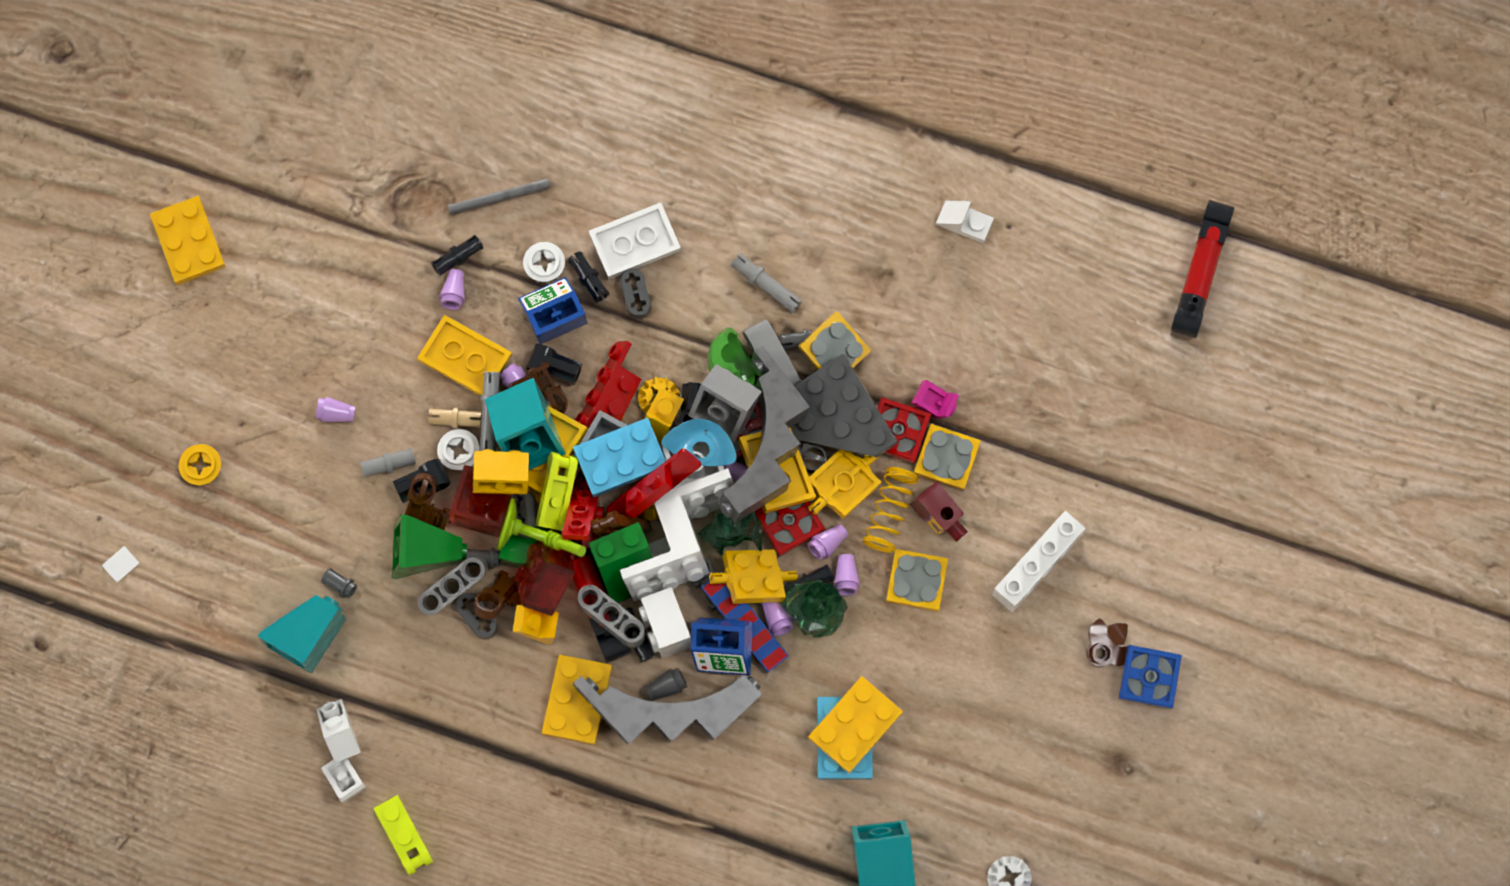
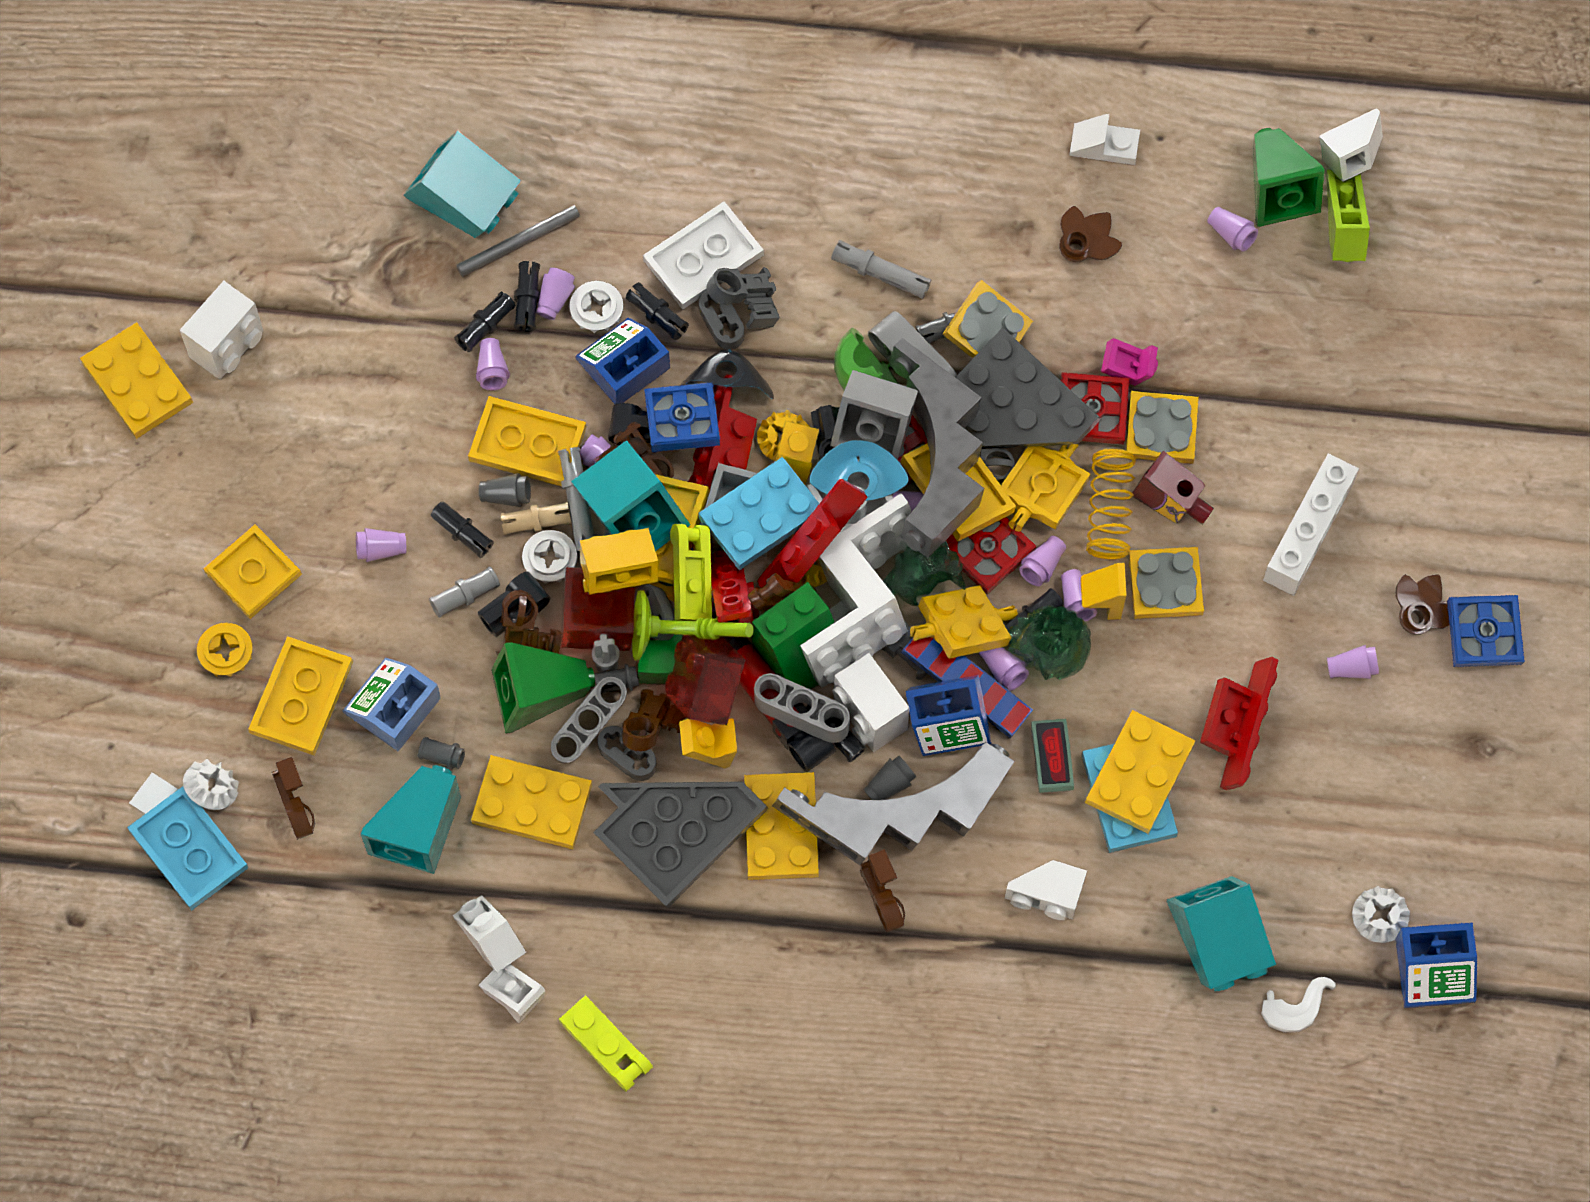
camera: 15 degrees left, 5 degrees down
(134, 611) = (187, 848): none -> medium azure plate
(151, 565) = (196, 785): none -> white gear
(219, 599) = (288, 780): none -> reddish brown piece
(235, 409) = (252, 571): none -> yellow plate
(246, 514) = (300, 695): none -> yellow plate
(258, 218) = (222, 330): none -> white brick
(312, 536) = (393, 702): none -> medium blue slope
(396, 636) = (531, 802): none -> yellow plate
(398, 413) = (461, 529): none -> black axle
(440, 391) = (506, 490): none -> dark grey cone
(468, 146) = (464, 186): none -> slope
(478, 538) = (605, 654): none -> light grey axle
(494, 242) = (527, 296): none -> black pin
(496, 685) = (676, 829): none -> dark grey wing
(515, 244) = (554, 292): none -> lavender cone
(582, 367) = (682, 417): none -> blue piece
(637, 758) = (876, 874): none -> reddish brown piece
(641, 344) = (745, 375): none -> black piece
(666, 280) = (752, 287): none -> dark grey piece
(764, 797) = (1050, 888): none -> white slope
(794, 695) = (1052, 755): none -> slope
(865, 577) = (1105, 590): none -> yellow slope
(934, 292) = (1089, 233): none -> reddish brown plate
(940, 700) = (1236, 720): none -> red bracket
(1042, 678) = (1354, 663): none -> lavender cone
(1044, 313) = (1233, 228): none -> lavender cone
(1093, 282) = (1285, 179): none -> green slope
(1134, 322) = (1347, 218): none -> lime slope
(1154, 268) = (1353, 145): none -> white slope
(1202, 269) = (1411, 105): piece -> none

